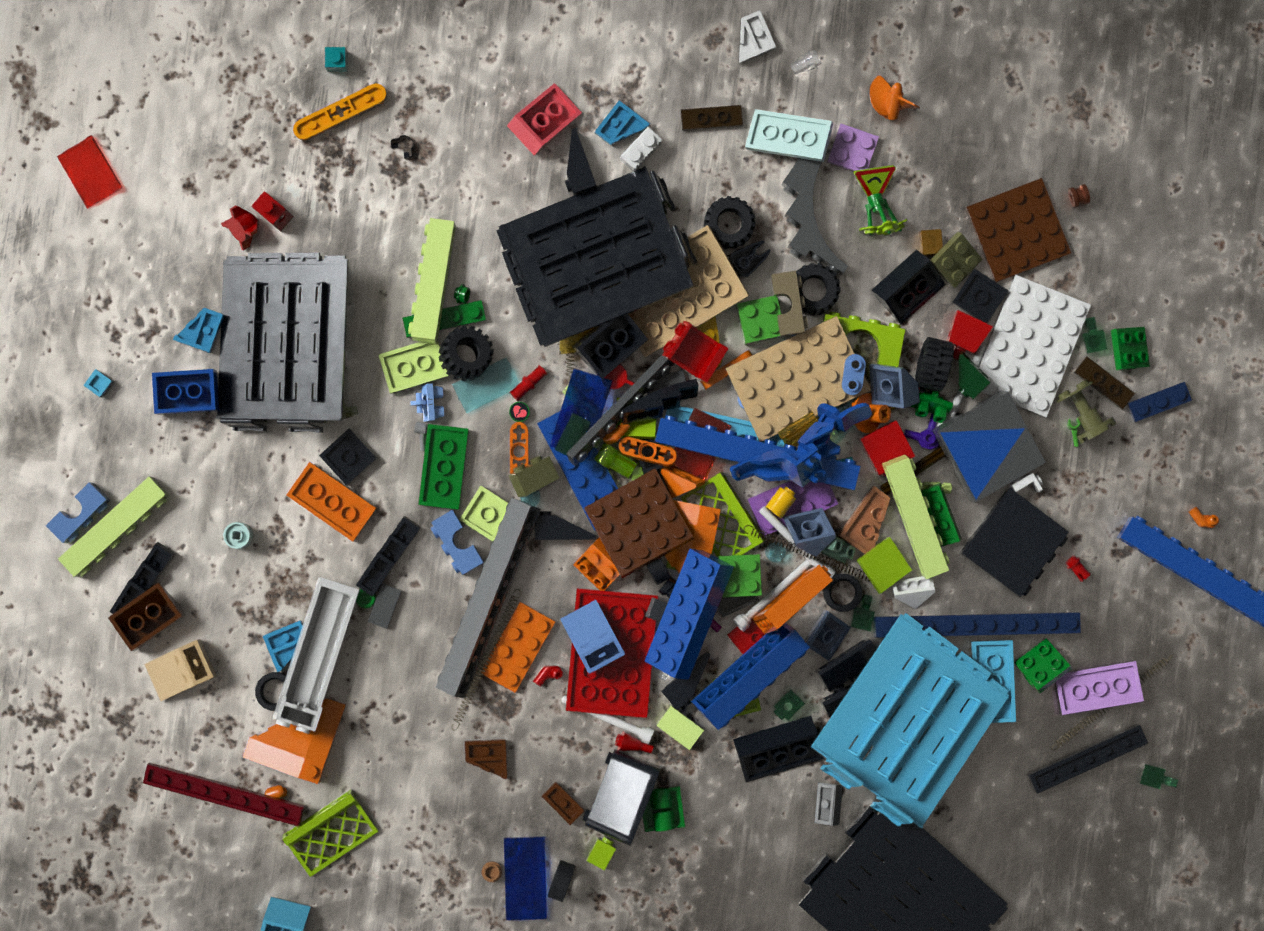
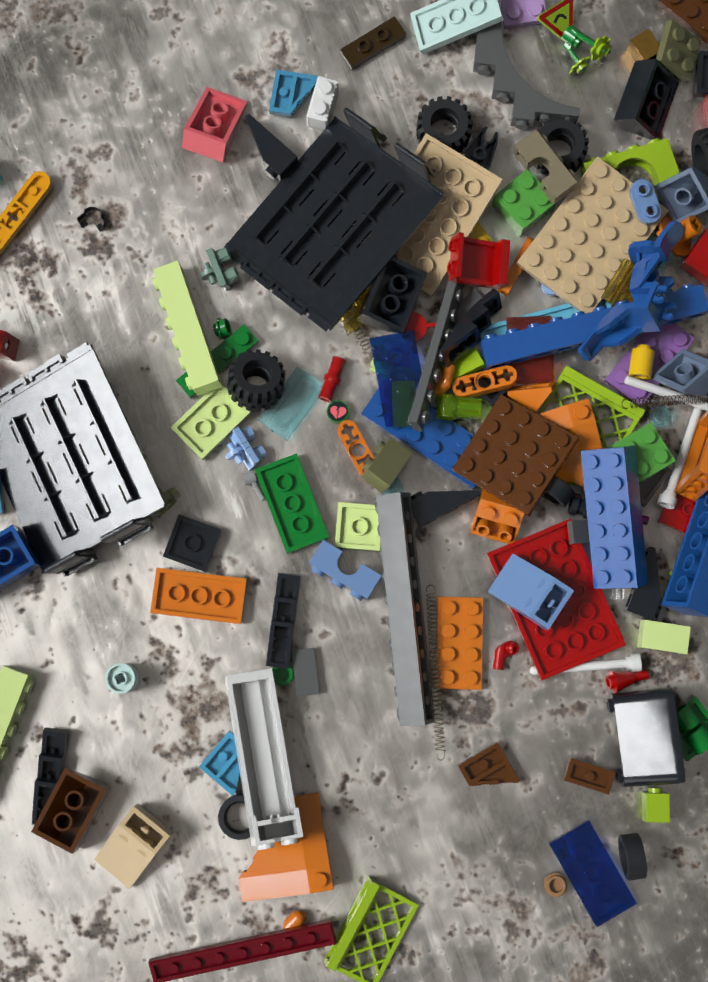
camera: 15 degrees left, 5 degrees down
(484, 253) = (224, 277): none -> sand green hips

